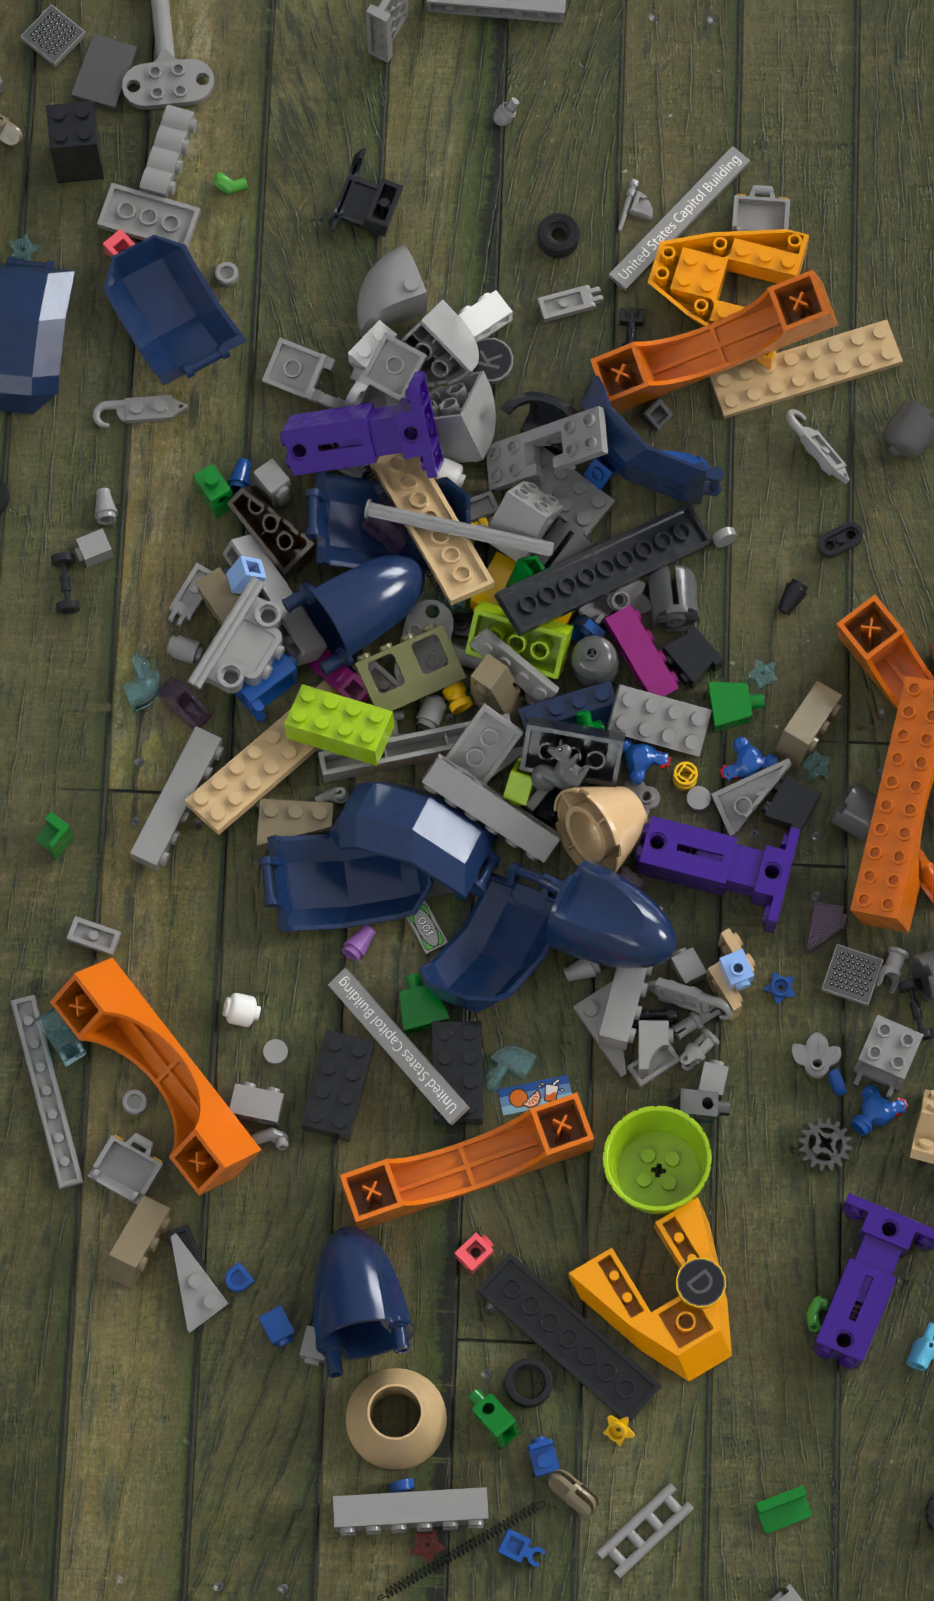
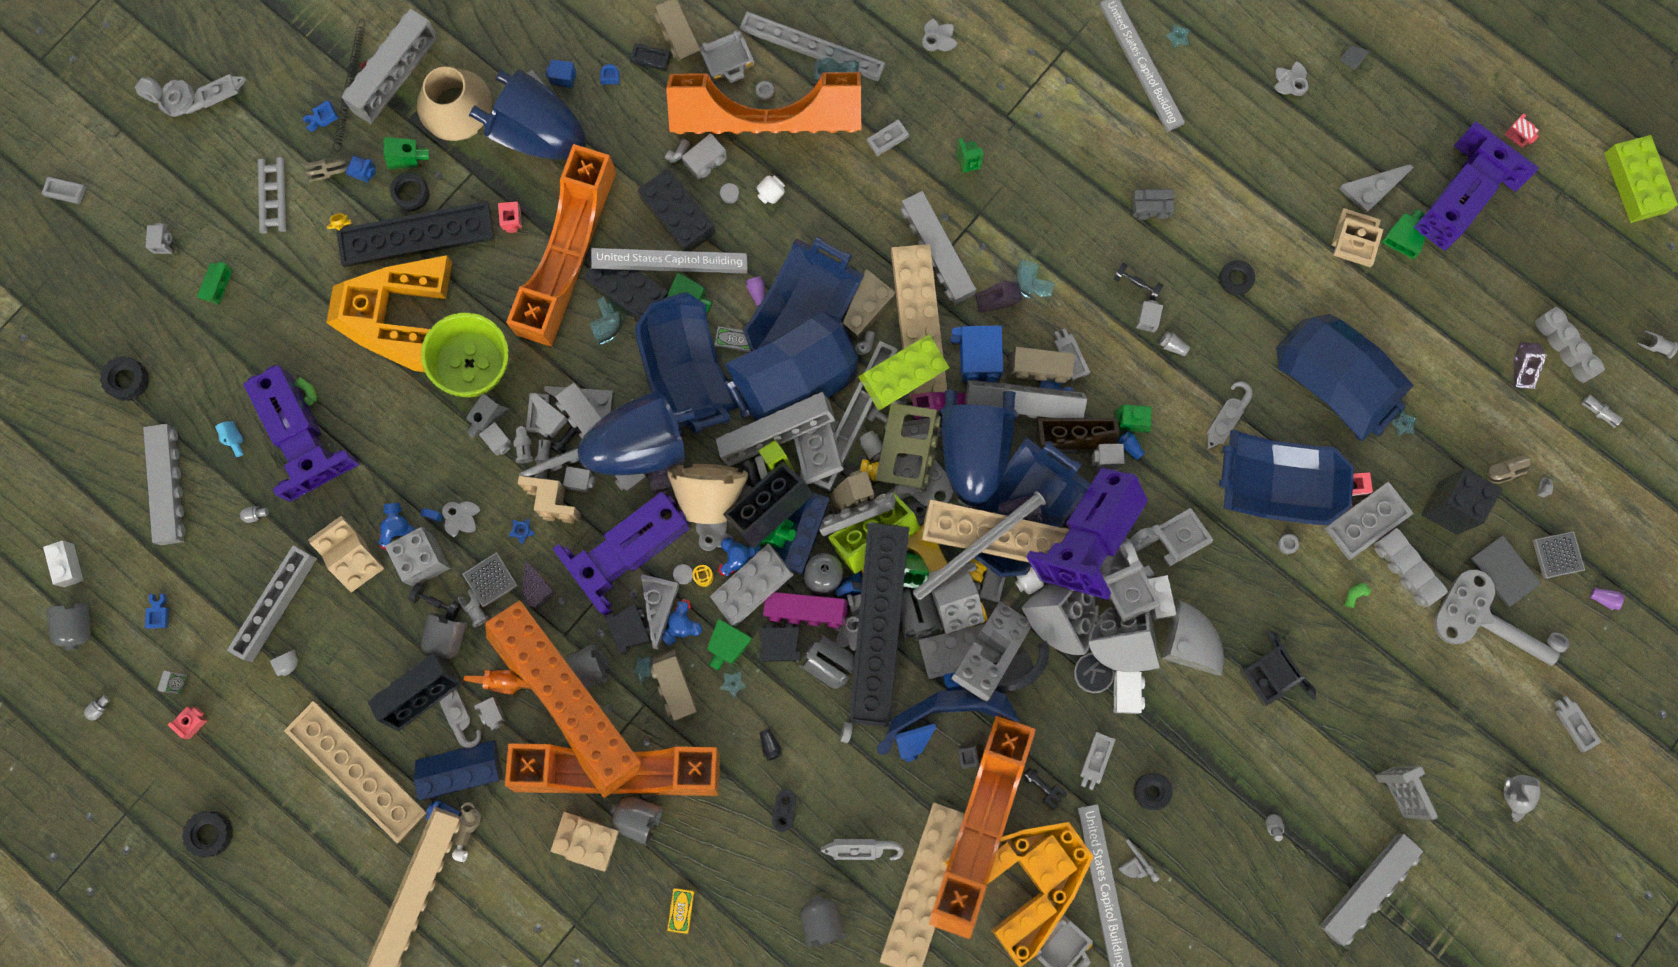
camera: 130 degrees right, 5 degrees up
(185, 649) = (1035, 323): light grey brick -> none
(198, 1292) = (619, 44): light grey wing -> none
(242, 571) = (1051, 384): light blue brick -> none
(243, 644) = (1002, 345): light grey brick -> none
(402, 1485) = (411, 76): blue tile -> none
(532, 1094) = (578, 328): sticker -> none
(563, 774) = (755, 485): dark grey animal -> none
(700, 1283) = (373, 326): black tile -> none
(736, 970) = (539, 494): light blue brick -> none
(818, 1136) = (400, 484): dark grey gear -> none

